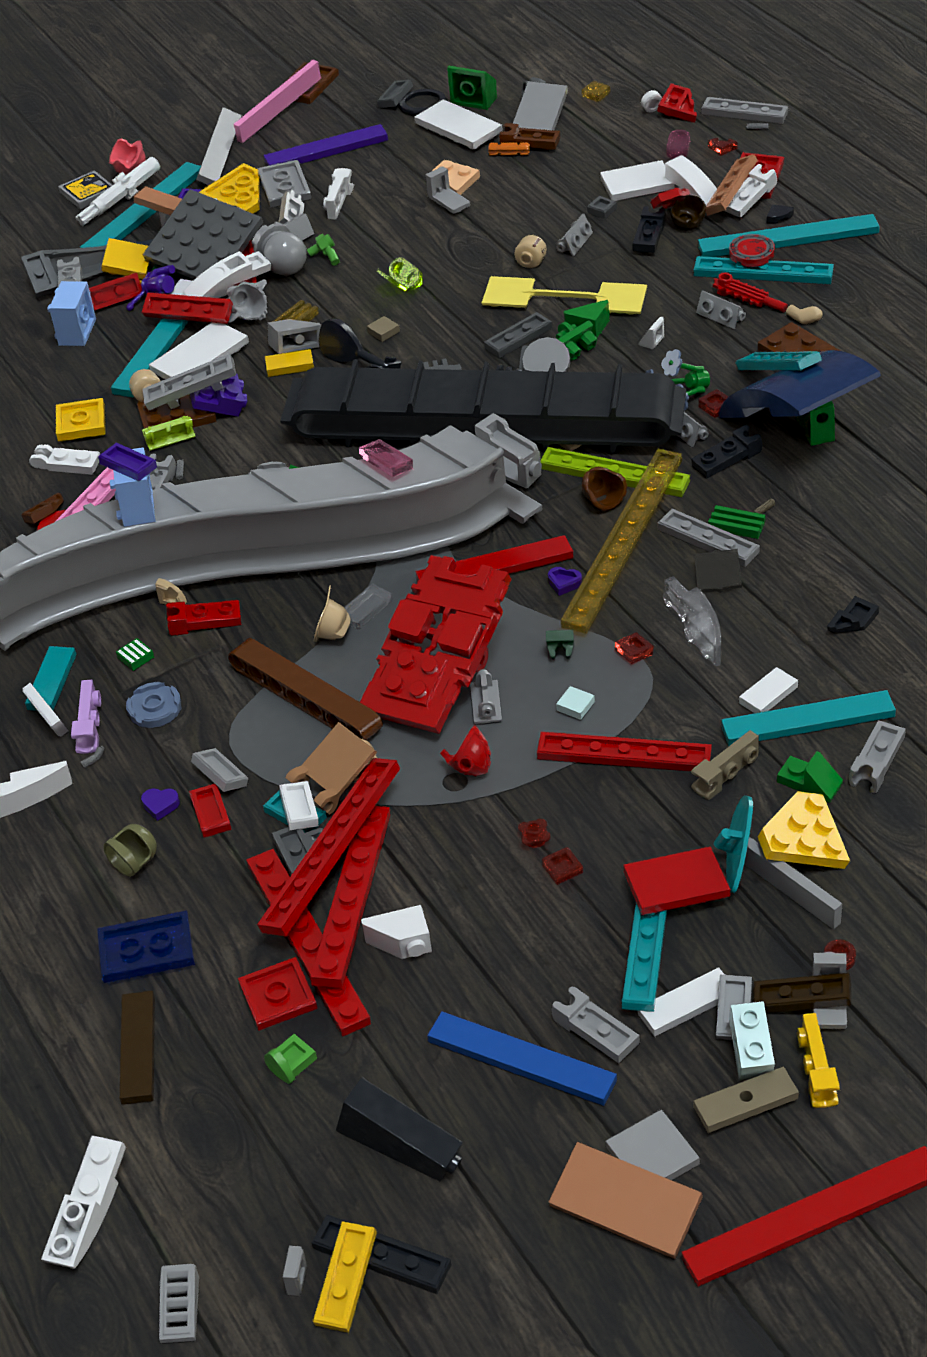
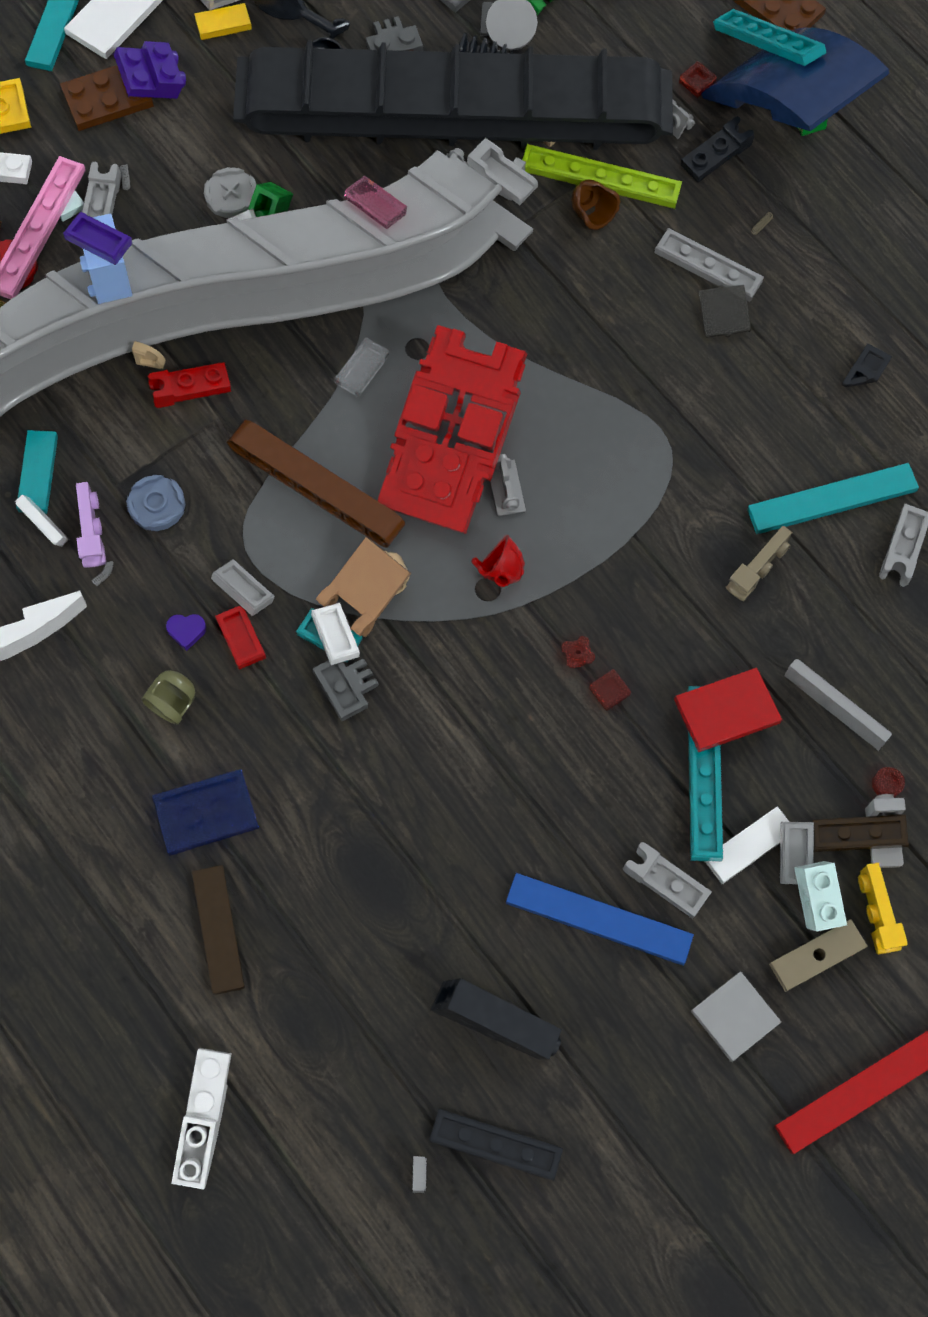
camera: 15 degrees left, 25 degrees up
(134, 654) = (123, 436): green tile -> none
(140, 380) = (66, 61): tan head -> none
(169, 433) = (104, 127): lime hinge -> none
(178, 1280) = (307, 1188): light grey slope -> none
(190, 381) = (121, 65): light grey hinge -> none
(277, 993) = (348, 857): red tile -> none
(290, 1058) = (373, 934): bright green tile -> none
(305, 939) = (368, 793): red plate -> none
(328, 847) = (377, 689): red plate -> none
(333, 621) = (333, 389): tan piece -> none
(345, 1277) = (467, 1176): yellow tile -> none
(349, 901) = (406, 742): red plate -> none
(399, 932) = (462, 783): white slope -> none
(516, 558) = (493, 305): red tile -> none
(558, 639) = (581, 409): dark green tile -> none
(564, 580) = (566, 325): dark purple tile -> none
(575, 702) = (598, 487): light aqua tile -> none
(621, 541) = (623, 275): clear yellow plate -> none
(622, 751) = (654, 547): red tile -> none
(626, 1200) = (719, 1073): nougat tile -> none
(634, 648) = (649, 414): clear red tile -> none
(696, 379) = (673, 47): plant -> none
(699, 618) = (717, 382): clear slope -> none
(735, 841) = (784, 661): teal shield -> none
(738, 521) = (736, 239): green tile -> none
(768, 691) = (790, 466): white tile -> none
(804, 834) = (845, 646): yellow plate -> none
(811, 777) = (845, 575): green slope -> none

